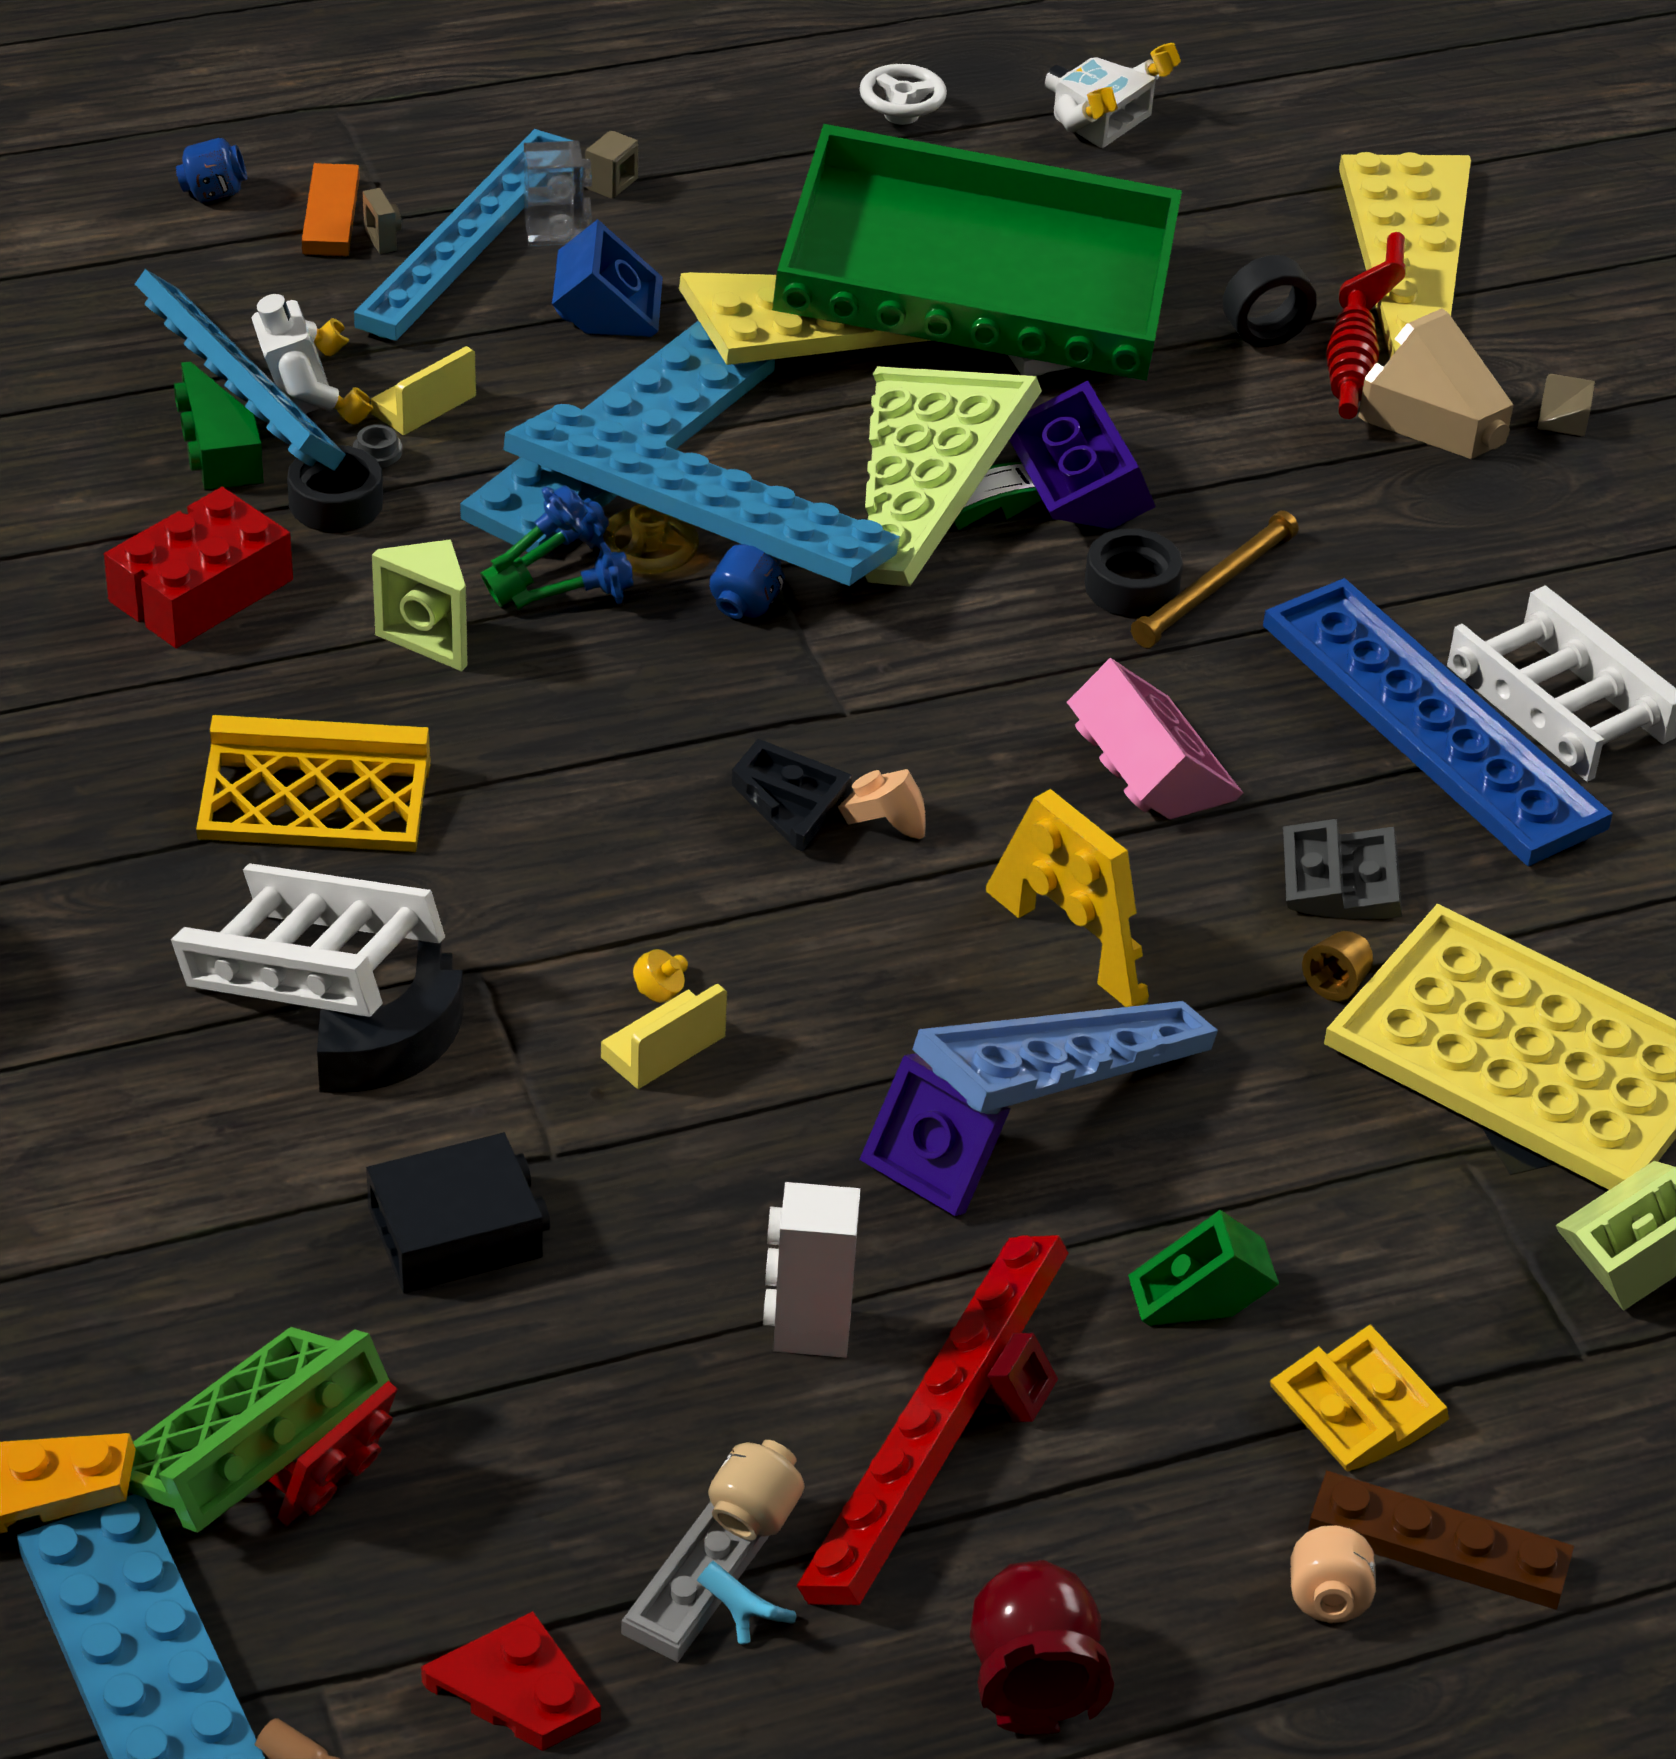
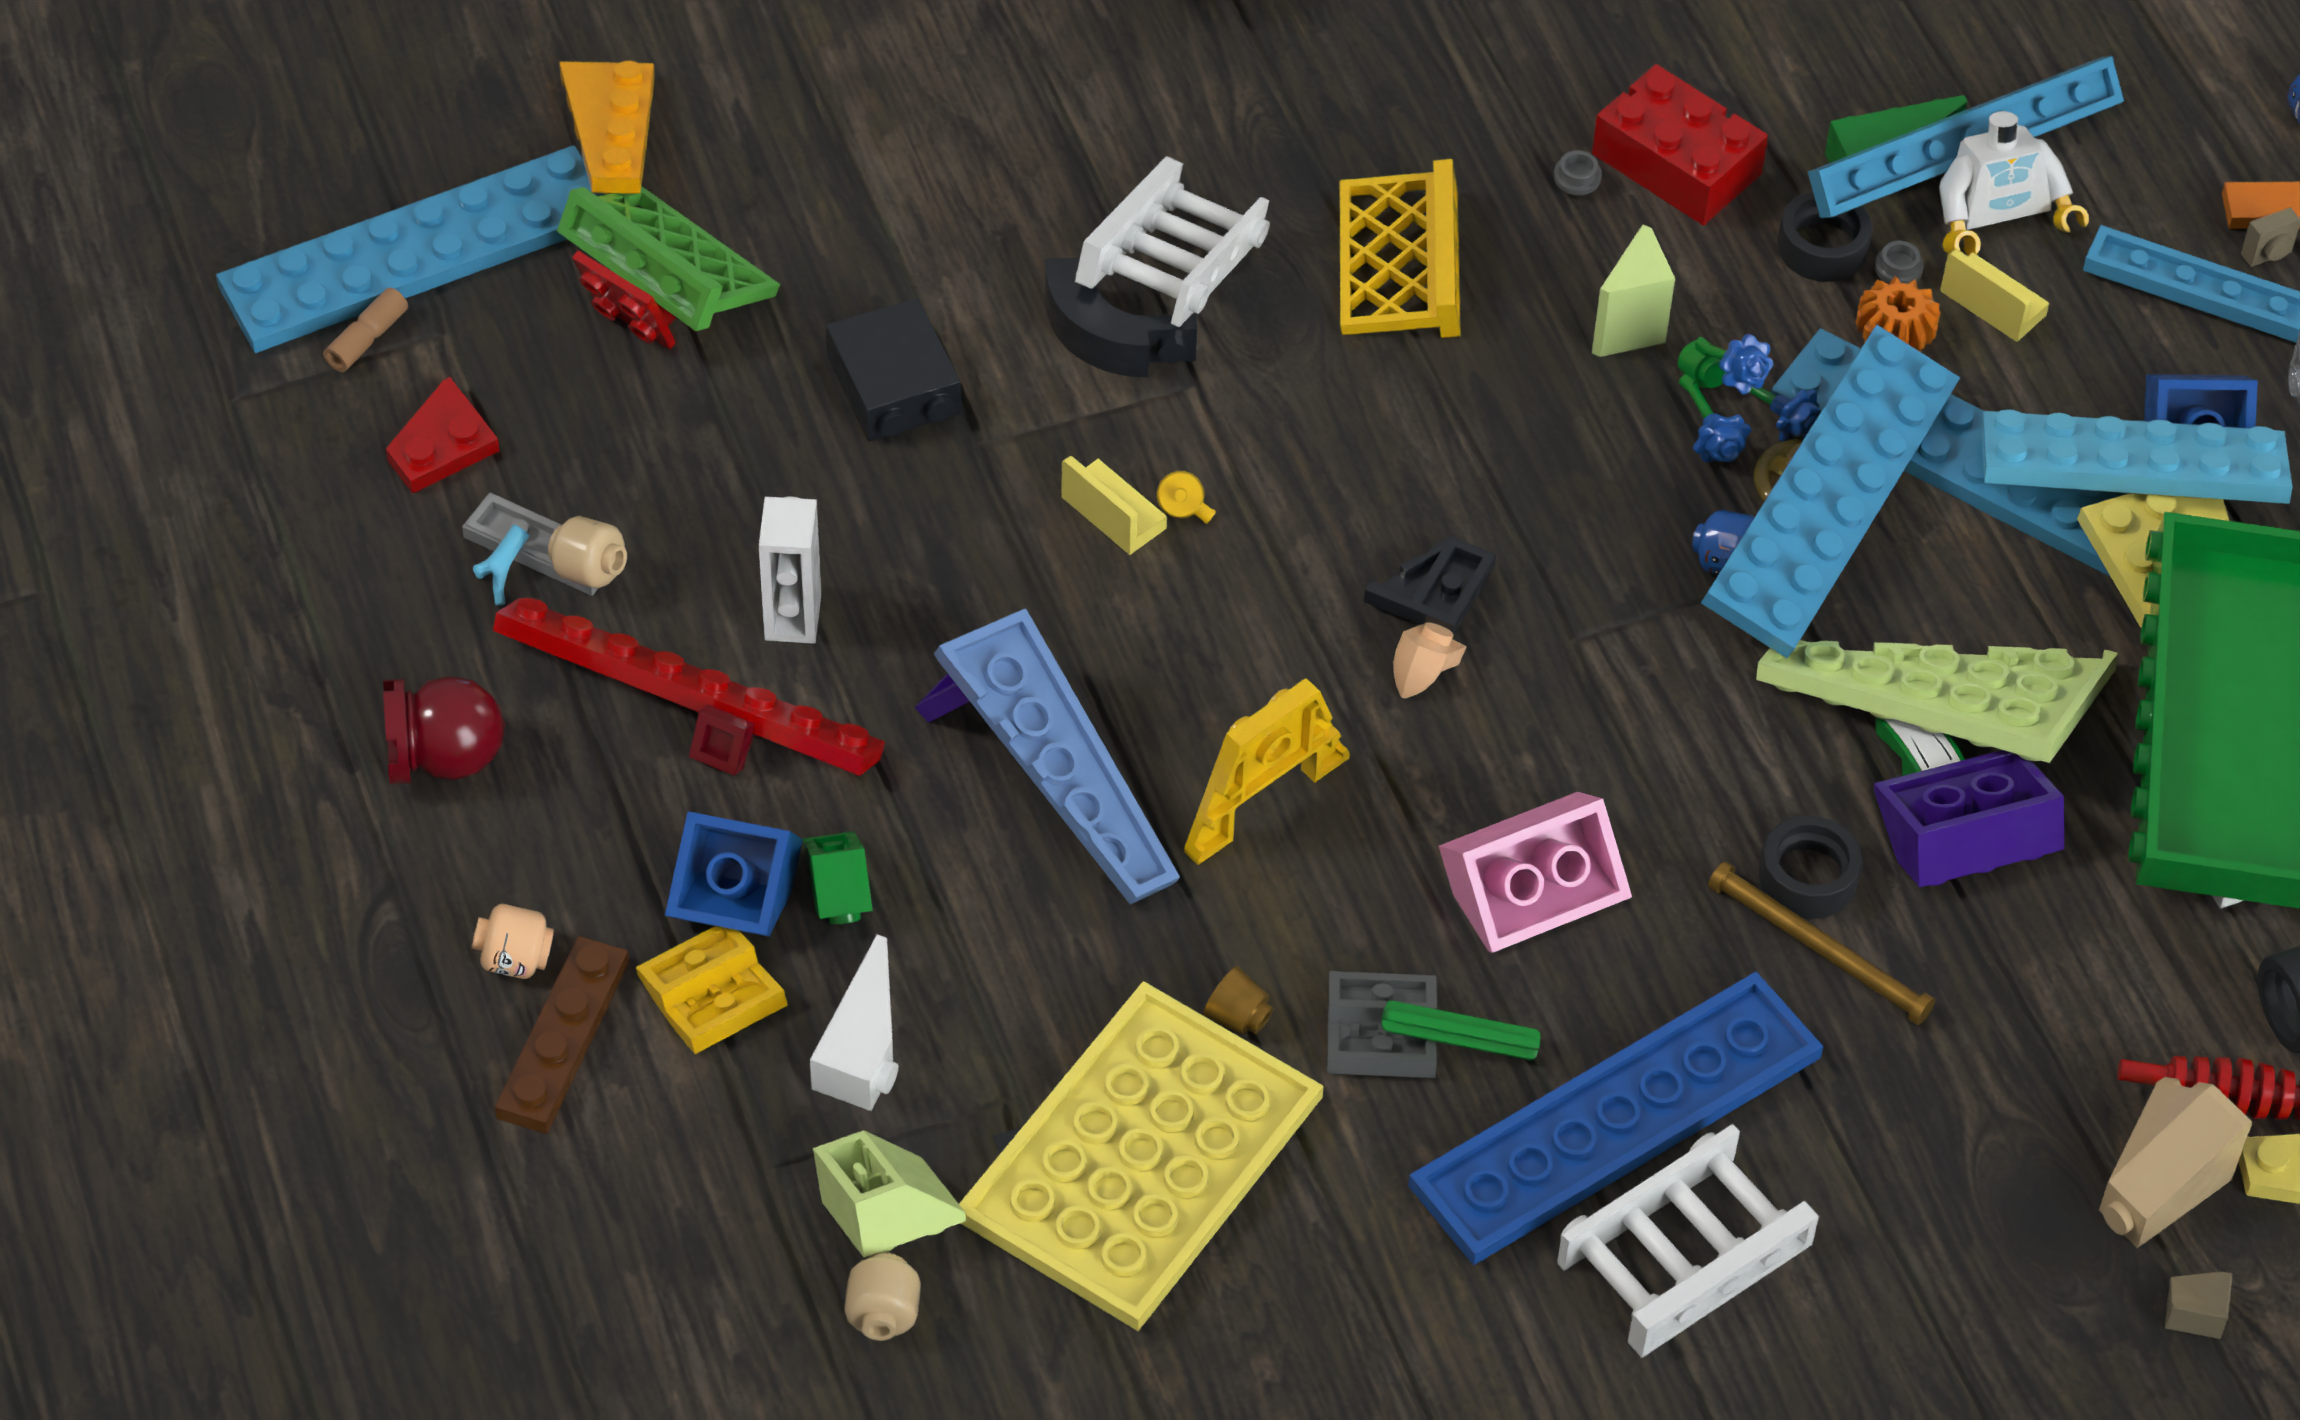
camera: 90 degrees right, 10 degrees up
(217, 649) = (1577, 173): none -> dark grey plate
(455, 449) = (1900, 311): none -> orange gear
(671, 311) = (2135, 456): none -> medium azure plate
(1221, 1360) = (733, 874): none -> blue slope
(1354, 809) = (1460, 1030): none -> green axle
(1411, 1256) = (857, 1047): none -> white slope

